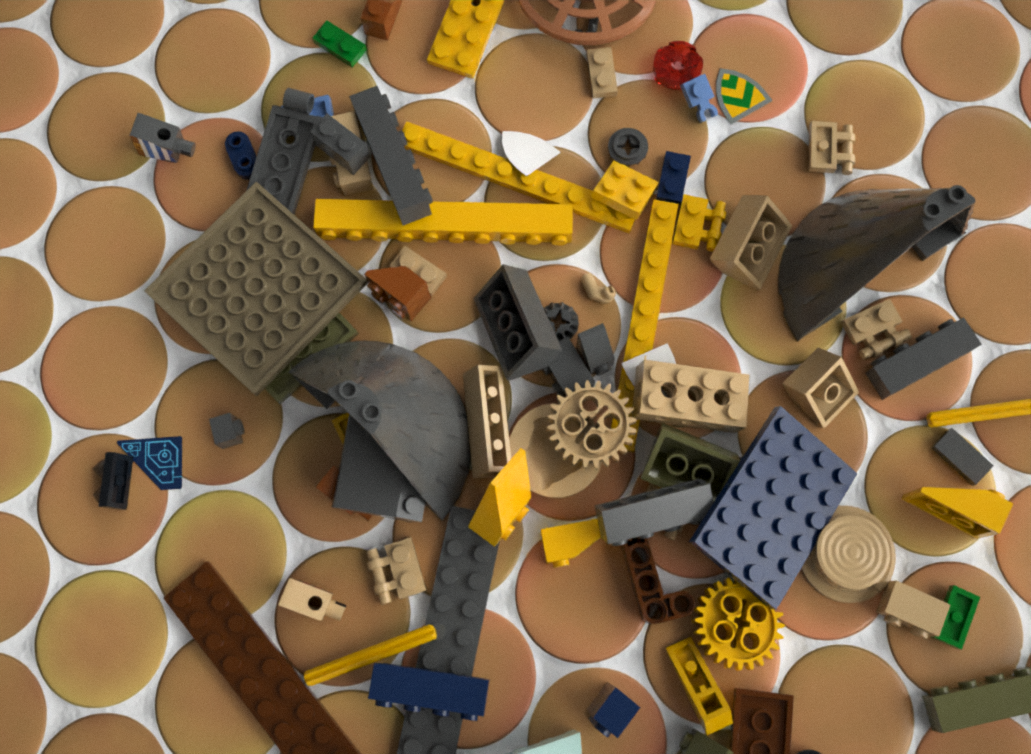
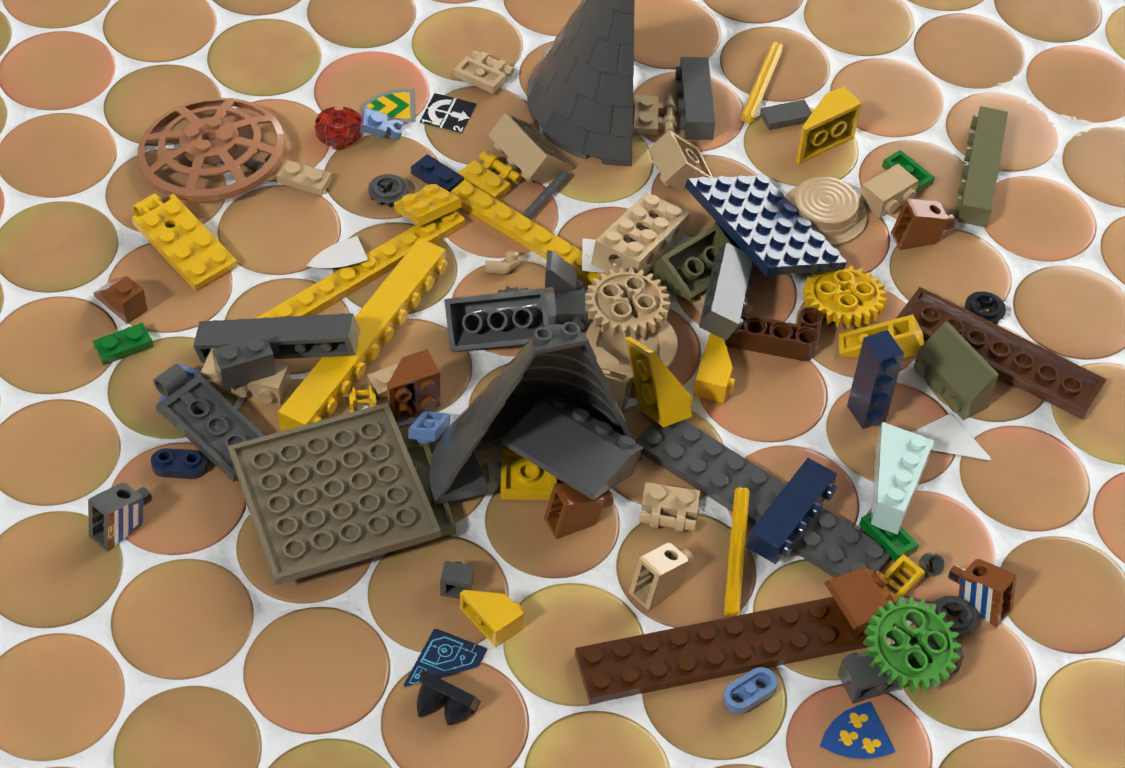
camera: 70 degrees left, 25 degrees down
(205, 477) = (492, 614): none -> yellow slope
(231, 734) = (747, 691): none -> medium blue plate
(368, 325) = (429, 426): none -> medium blue plate
(374, 251) = (352, 398): none -> yellow piece
(705, 283) = (546, 195): none -> dark grey bar
(760, 145) = (448, 113): none -> black sticker
(881, 664) = (920, 224): none -> dark orange torso

